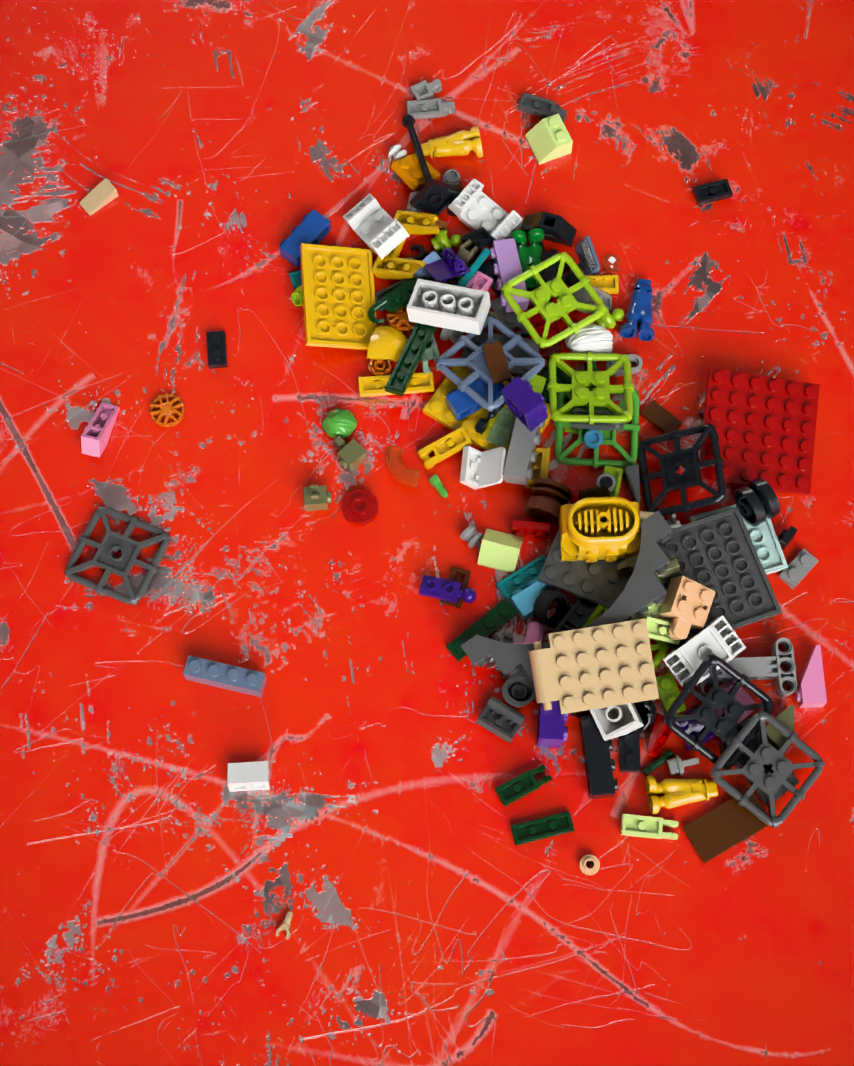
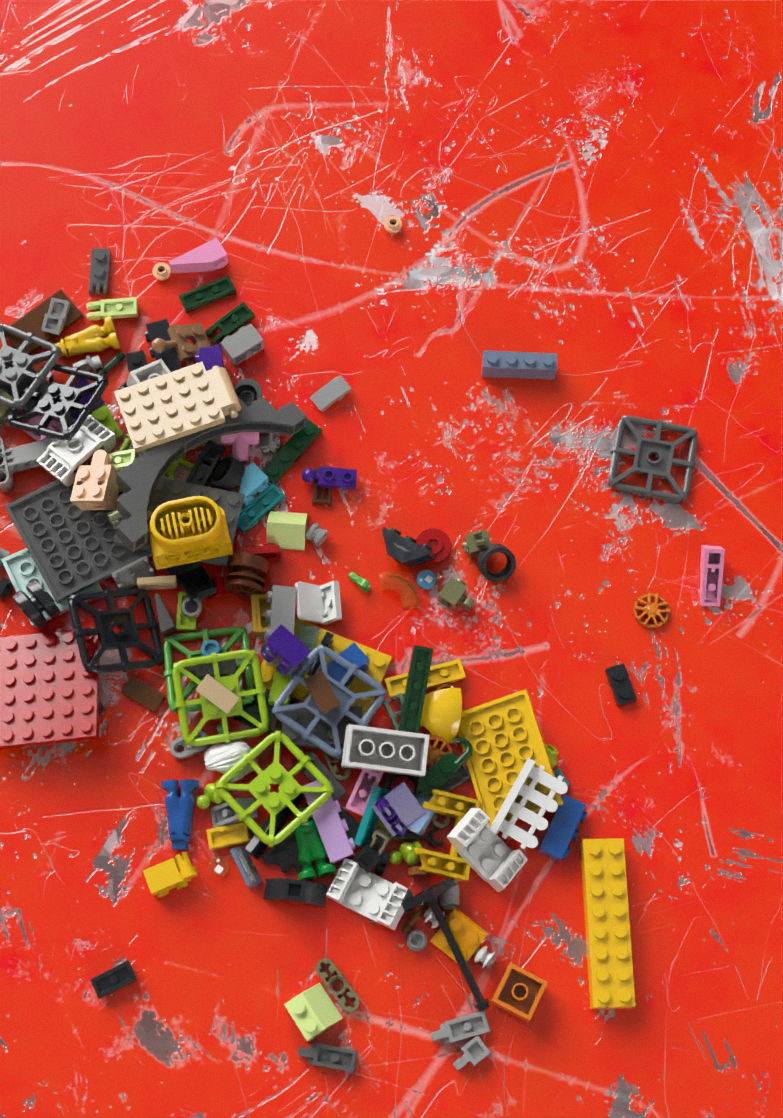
camera: 165 degrees right, 0 degrees up
(248, 776) = (474, 287): white hinge -> none
(285, 925) = (412, 184): tan piece -> none
(287, 160) = (607, 924): none -> yellow brick
(295, 476) = (506, 572): none -> black tyre
(320, 882) = (392, 228): none -> light nougat plate
(333, 261) = (519, 811): none -> white fence
(339, 423) = (473, 625): bright green hair -> none
(374, 476) = (426, 580): none -> dark azure tile
(376, 121) = (519, 992): none -> orange brick
(388, 502) = (405, 549): none -> black slope
(429, 684) = (329, 393): none -> light grey slope
(444, 447) = (360, 618): yellow plate -> none
(455, 144) = (421, 983): yellow piece -> none
(500, 719) = (260, 370): dark grey bracket -> none
(513, 756) = (242, 344): none -> light grey brick
(525, 150) = (332, 969): none -> olive beam
(540, 869) = (201, 259): none -> bright pink slope
(581, 769) = (179, 336): none -> medium nougat plate
(593, 384) = (217, 694): none -> tan tile
(656, 260) = (170, 874): none -> yellow hinge
(658, 880) = (99, 270): none -> dark grey hinge
(659, 736) = (108, 395): red slope -> none
(712, 825) = (56, 316): none -> light grey slope

